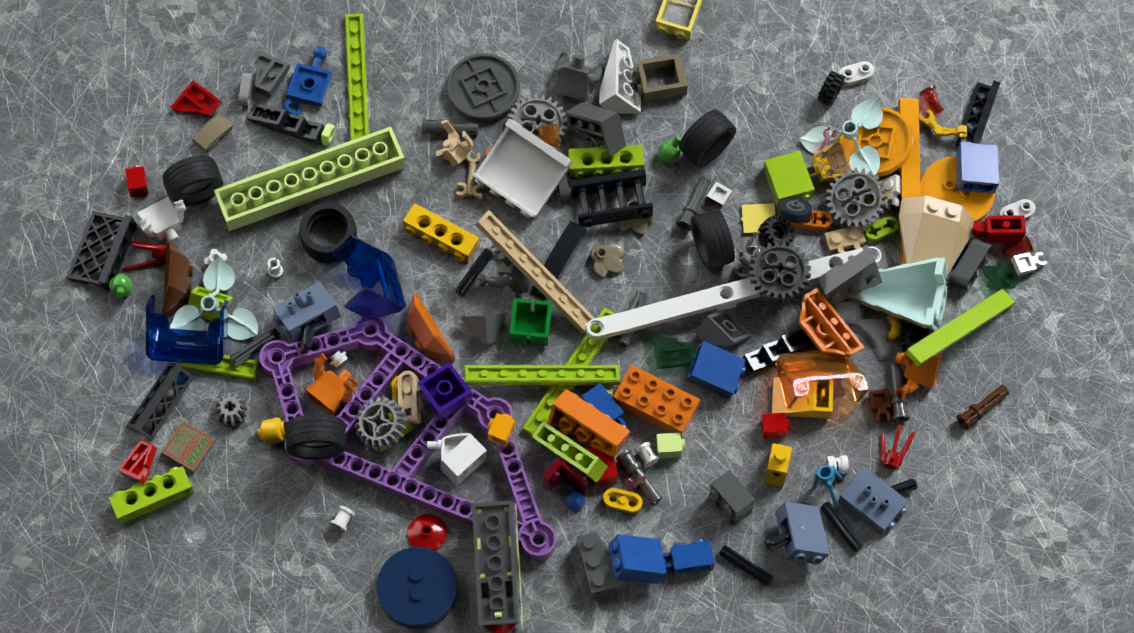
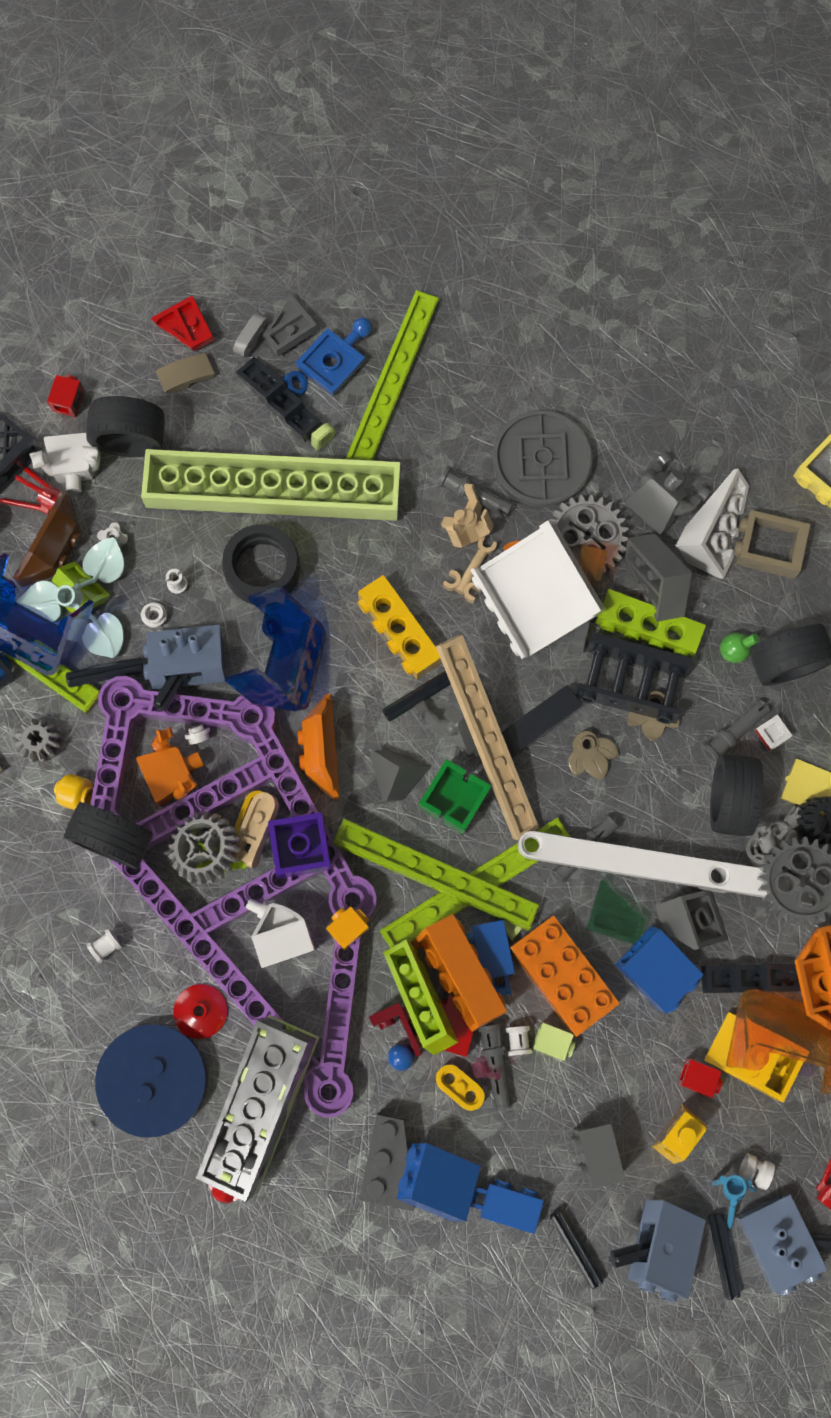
camera: 25 degrees right, 10 degrees up
(269, 292) = (151, 608): none -> white plate

